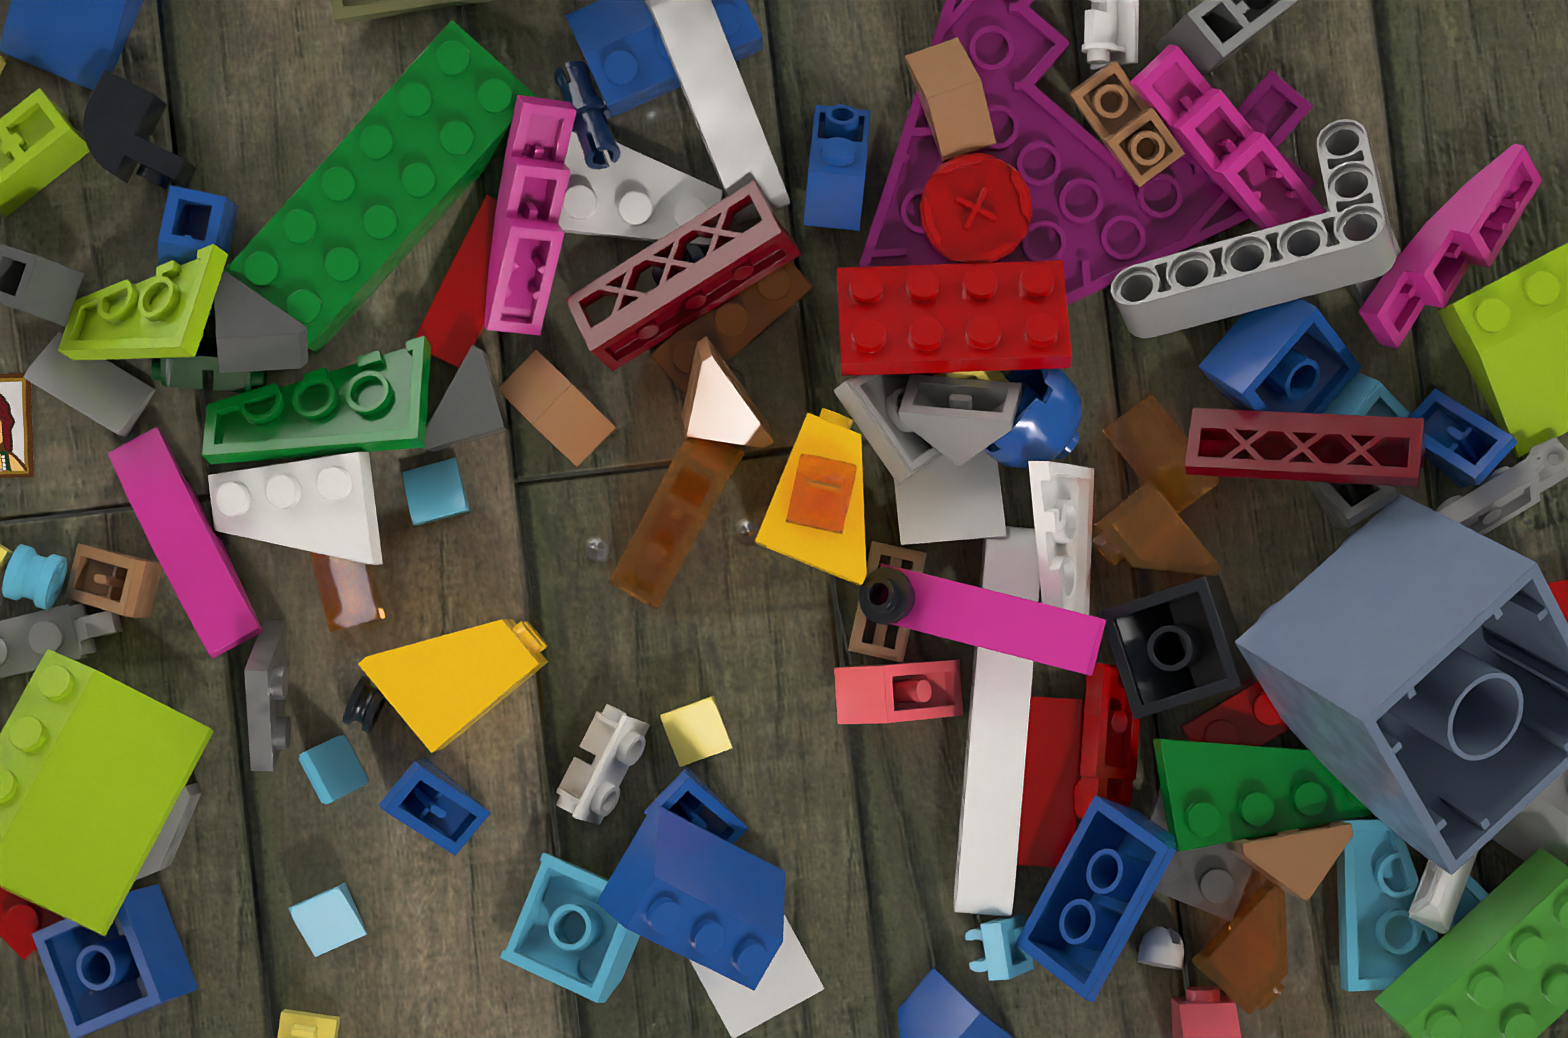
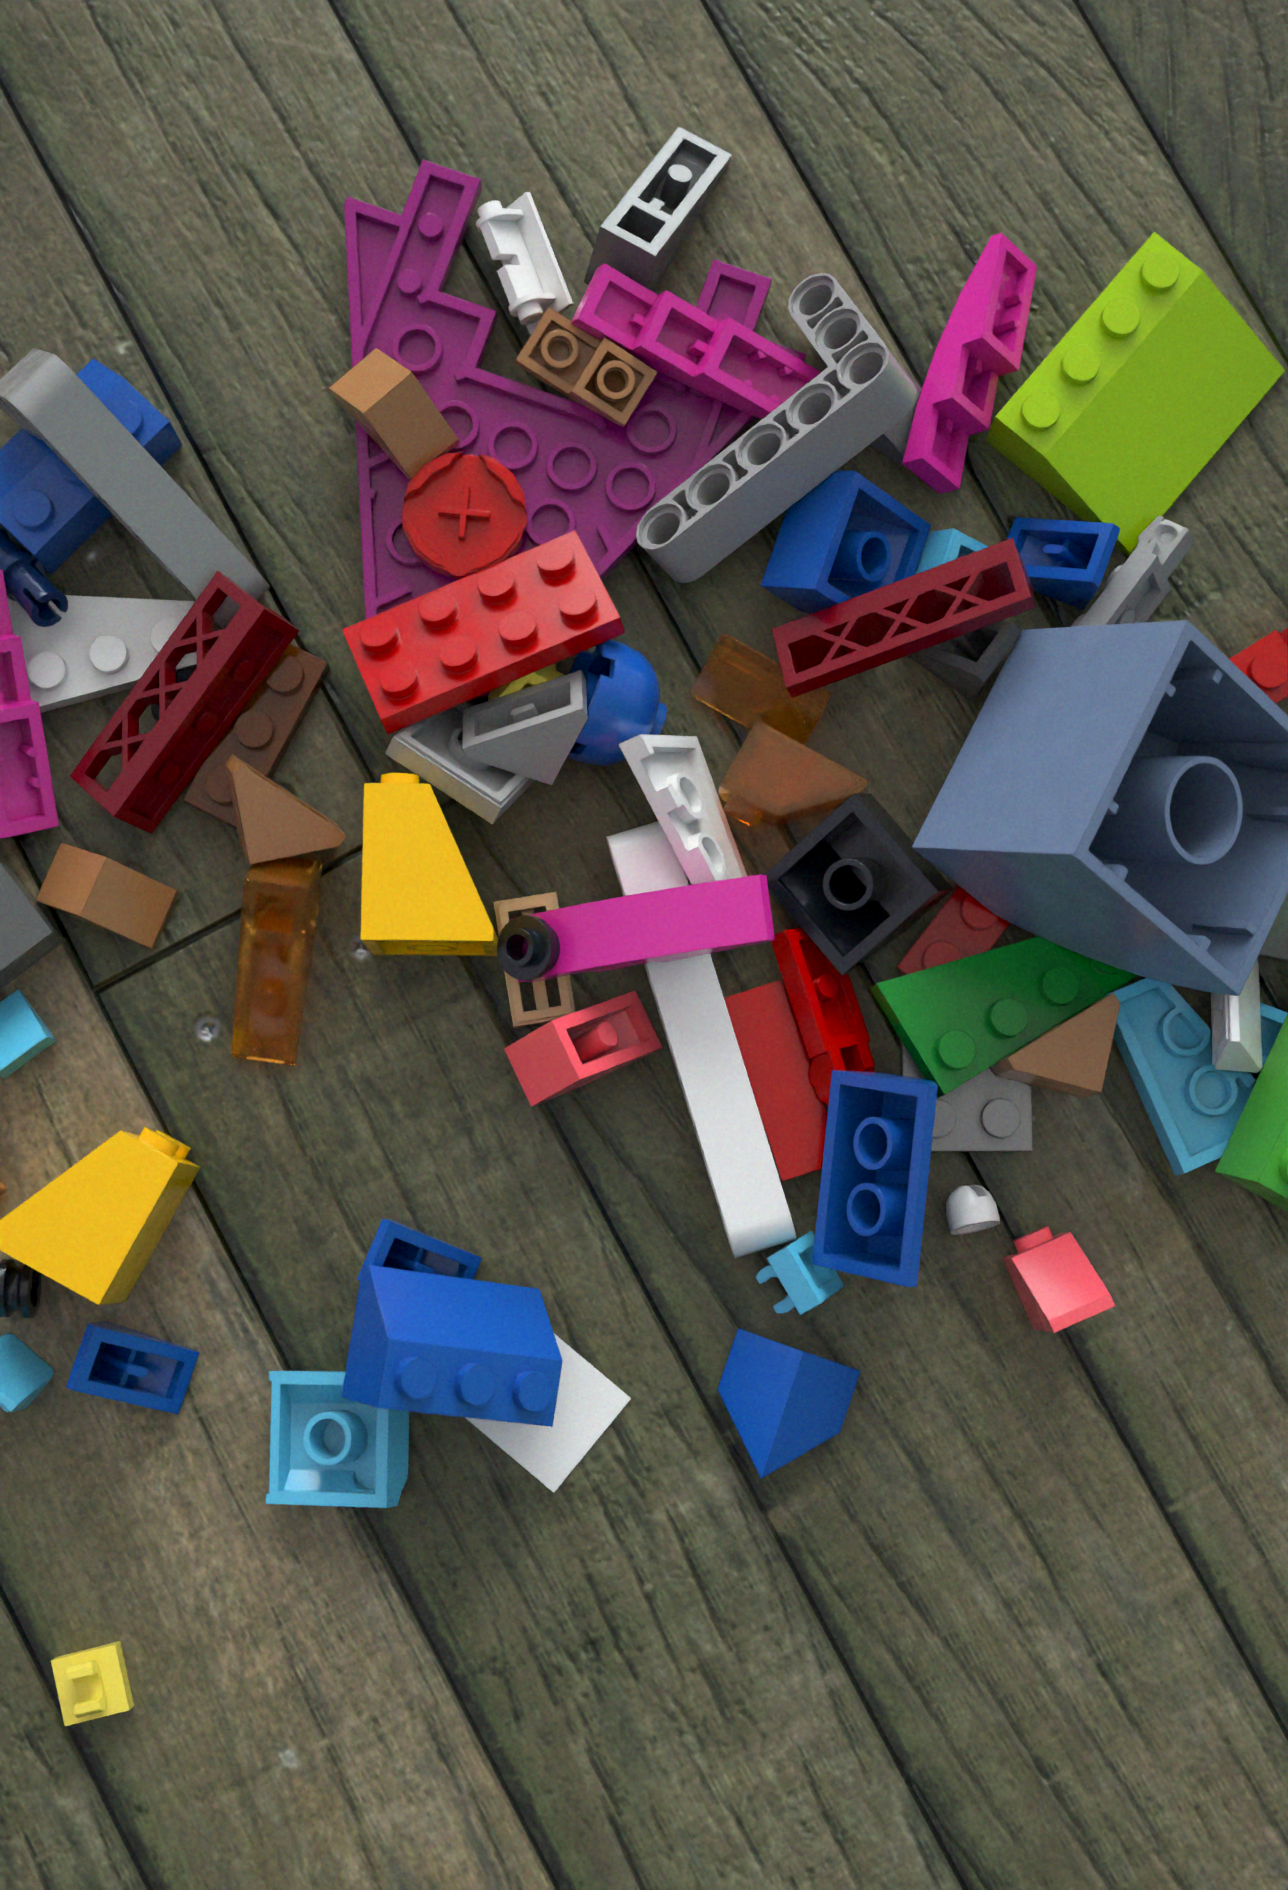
camera: 25 degrees left, 5 degrees down
(328, 919) = (65, 1538): medium azure slope -> none
(594, 789) = (300, 1281): white hinge -> none
(696, 731) = (384, 1175): light yellow slope -> none
(821, 493) = (411, 861): clear orange slope -> none
(837, 167) = (303, 530): blue slope -> none
(951, 502) = (558, 824): white sticker -> none
(1251, 951) = (1065, 1173): clear orange slope -> none

